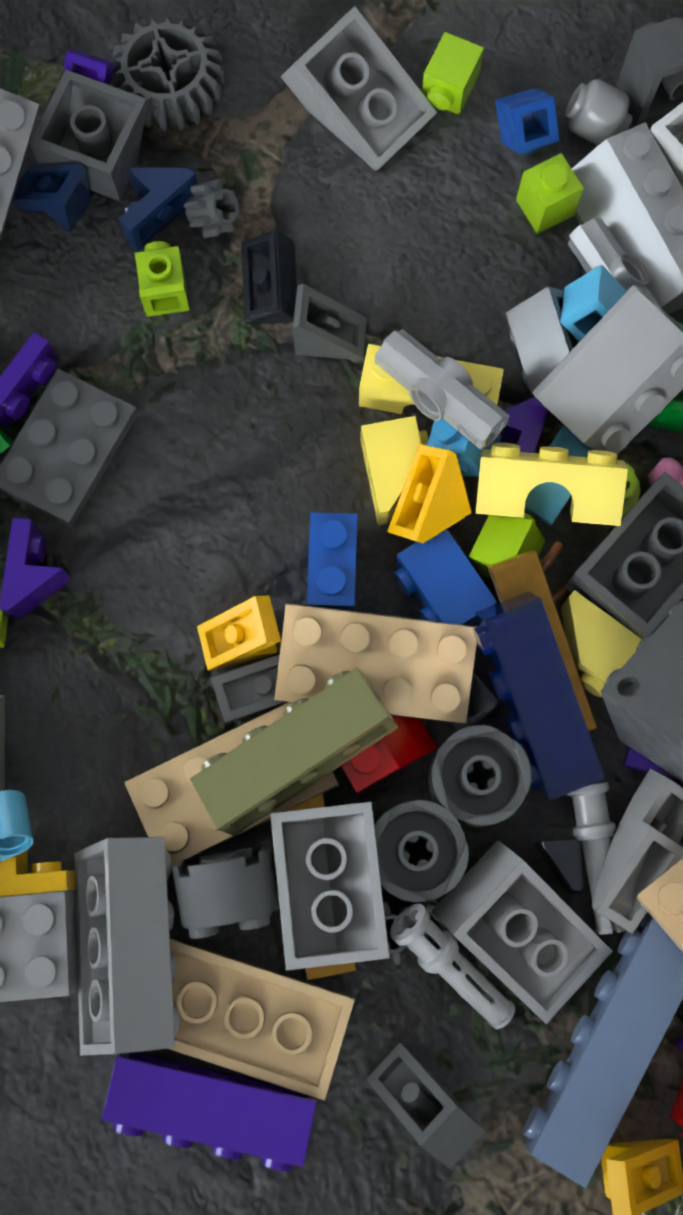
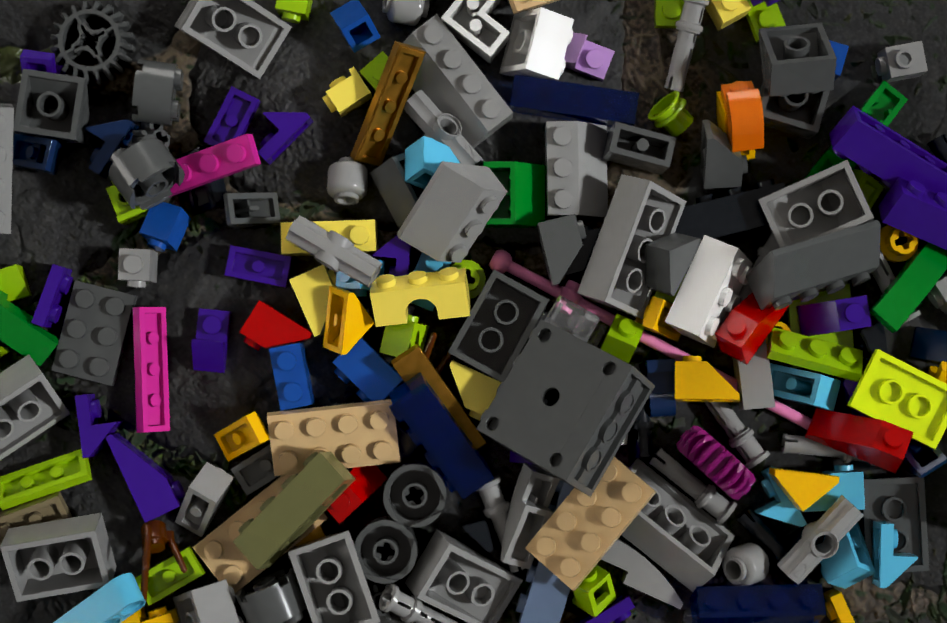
camera: 15 degrees left, 10 degrees up
(70, 758) = (154, 541): none -> reddish brown plant
(79, 817) = (168, 577): none -> lime plate
(86, 677) = (149, 483): none -> dark purple slope
(131, 512) = (151, 369): none -> dark pink plate
(150, 365) = (137, 267): none -> light grey brick
(159, 713) = (203, 498): none -> light grey slope
(197, 229) = (145, 172): none -> dark grey brick
(203, 319) = (165, 227): none -> blue brick
(226, 494) = (211, 340): none -> dark purple slope
(237, 144) = (156, 92): none -> dark grey brick
(273, 253) = (217, 162): none -> dark pink plate
(319, 406) = (258, 266): none -> dark purple plate
(319, 487) = (272, 329): none -> red slope
(328, 210) = (232, 117): none -> dark purple plate
(403, 234) = (290, 127): none -> dark purple slope
(470, 319) = (347, 181): none -> light grey head
(496, 207) = (347, 93): none -> light yellow brick
(554, 220) = (387, 103): none -> pearl gold tile

